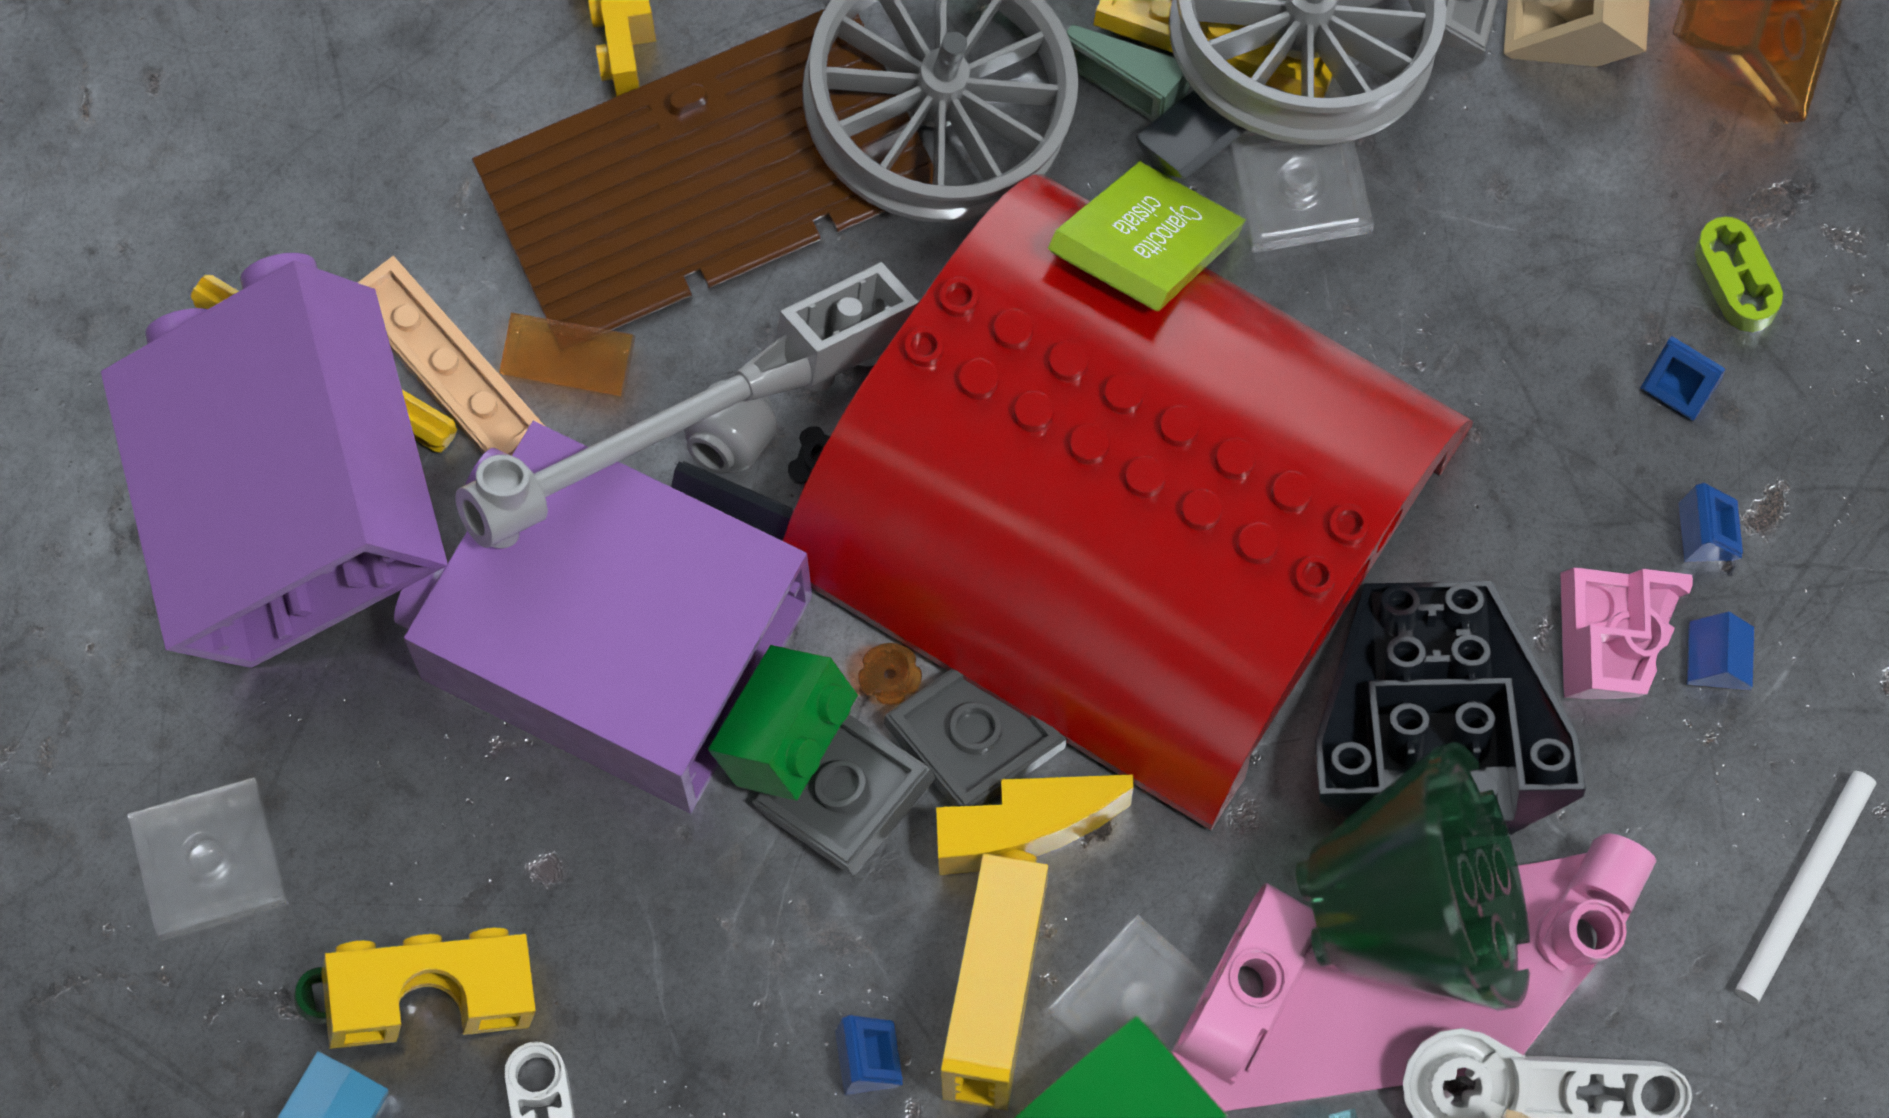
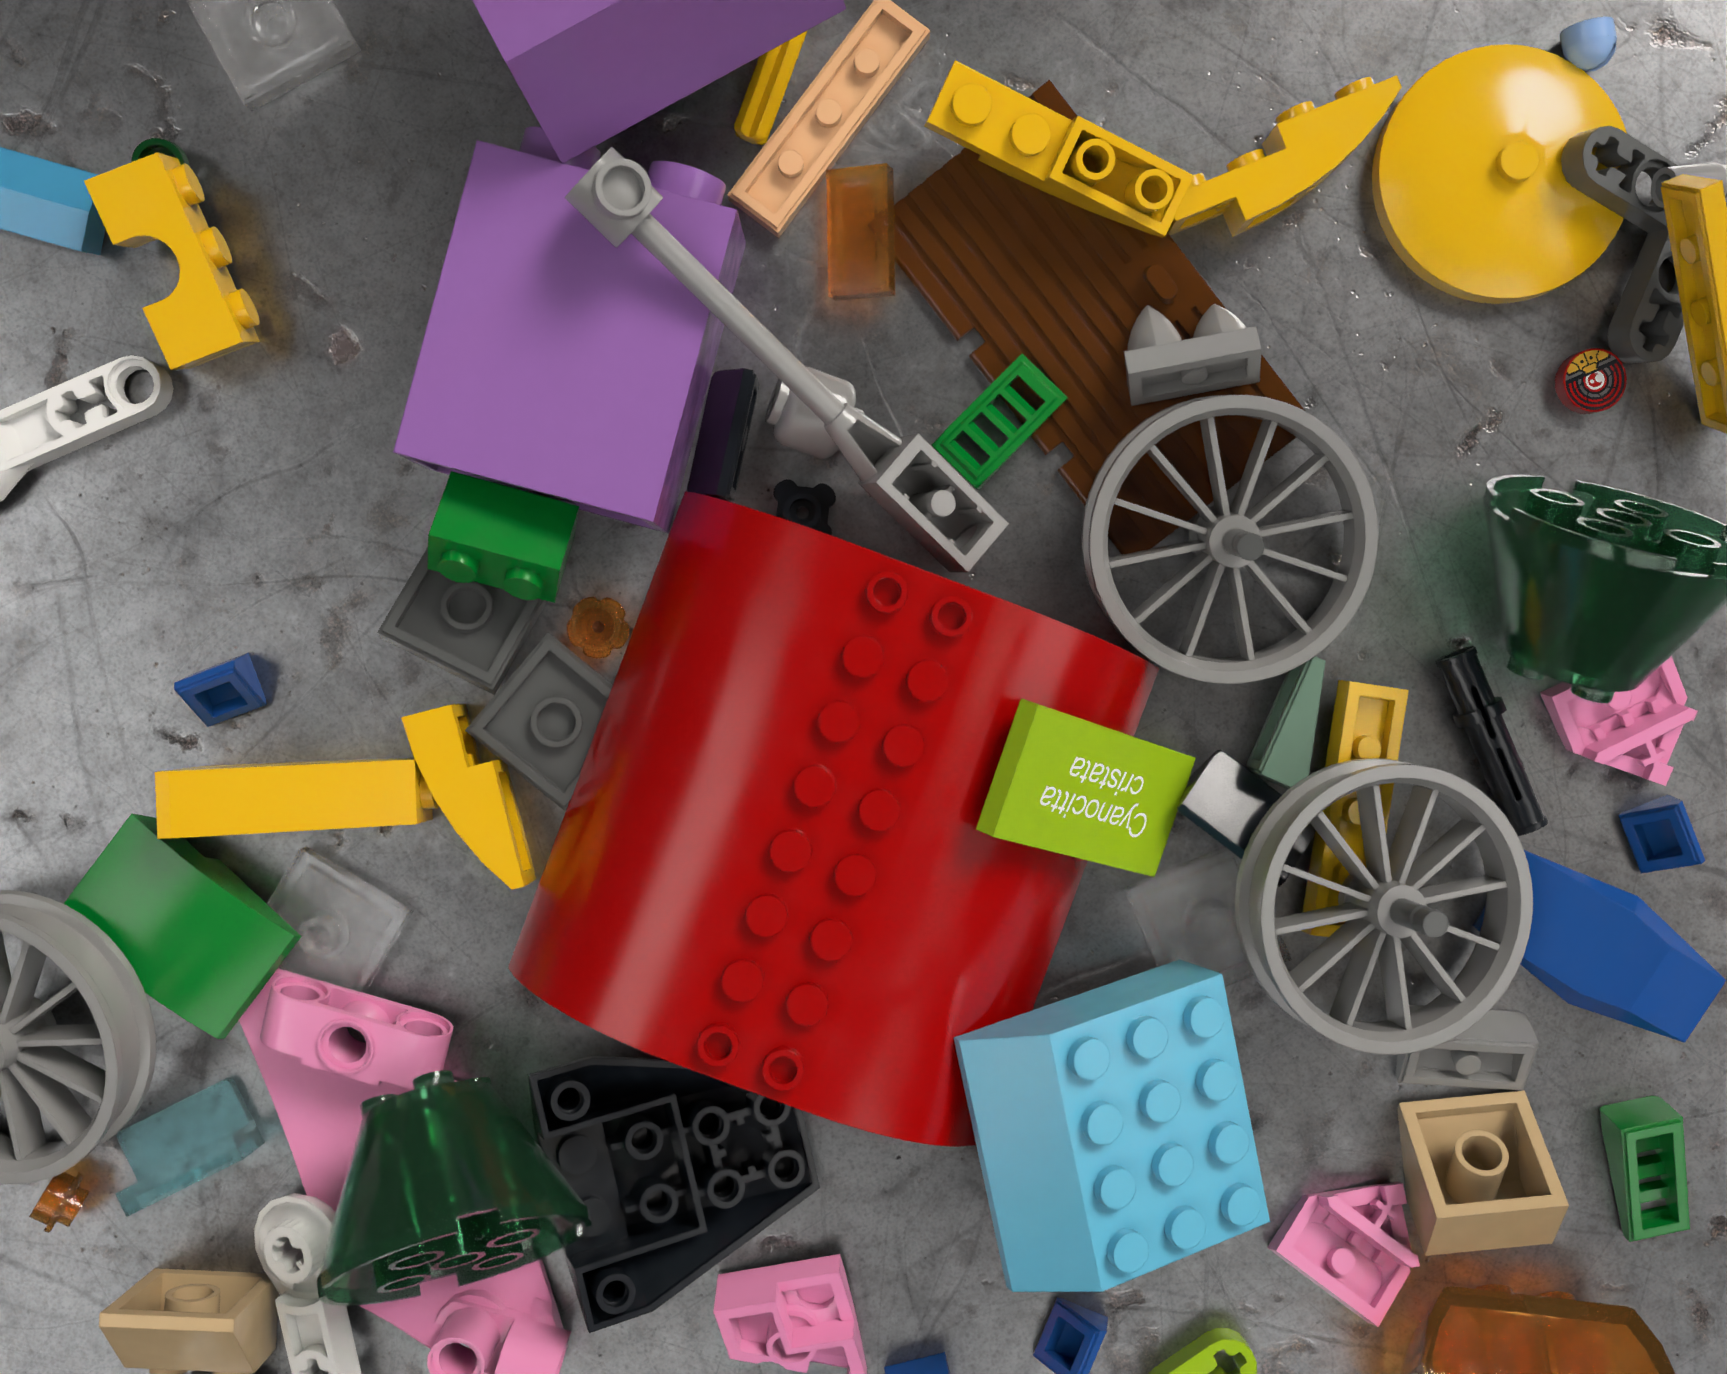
camera: 75 degrees right, 20 degrees up
(548, 156) = (1057, 153): none -> yellow slope
(769, 106) = (1167, 367): none -> light grey tile
(797, 252) = (961, 460): none -> green slope
(1472, 278) = (1113, 1130): none -> medium azure slope
(1633, 119) = (1351, 1245): none -> bright pink slope

